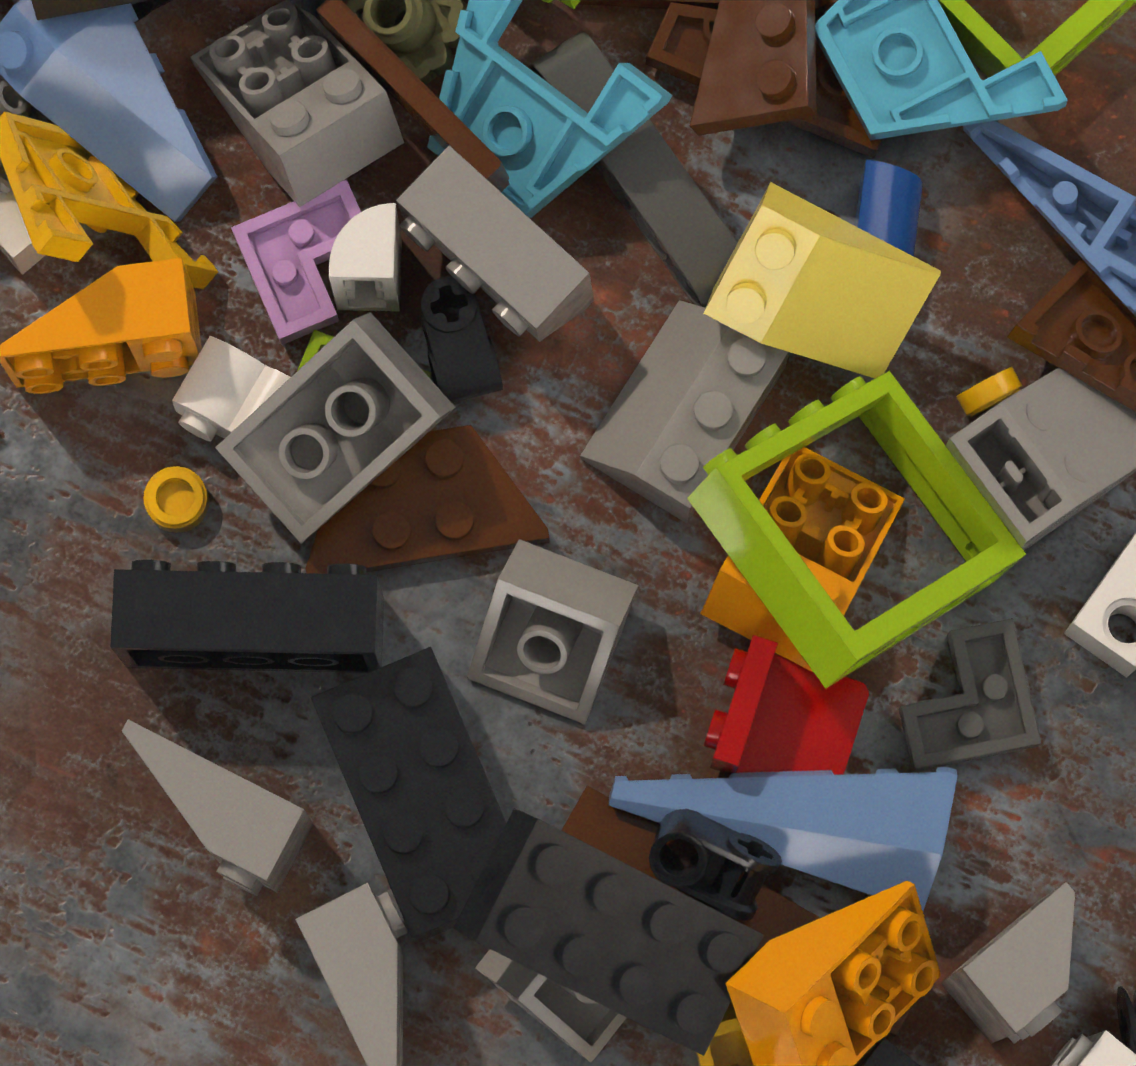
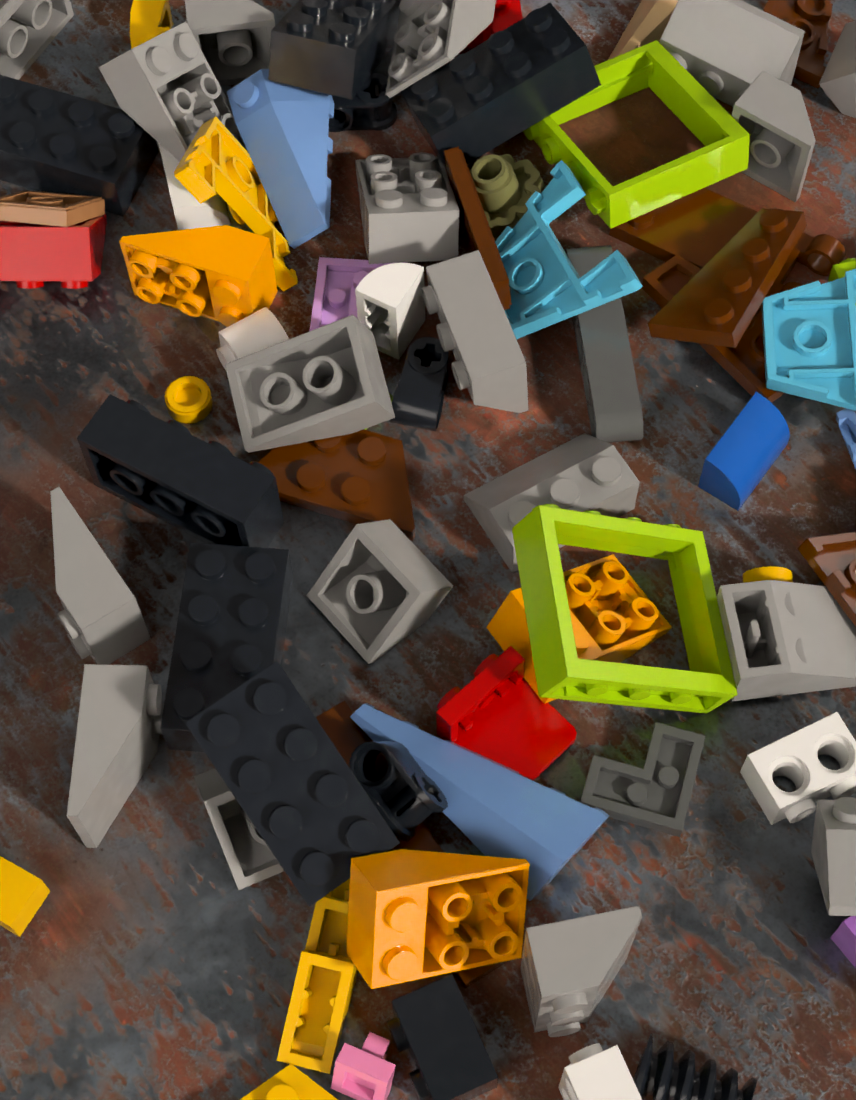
camera: 30 degrees right, 15 degrees down
(820, 286) = (680, 448): light yellow slope -> none

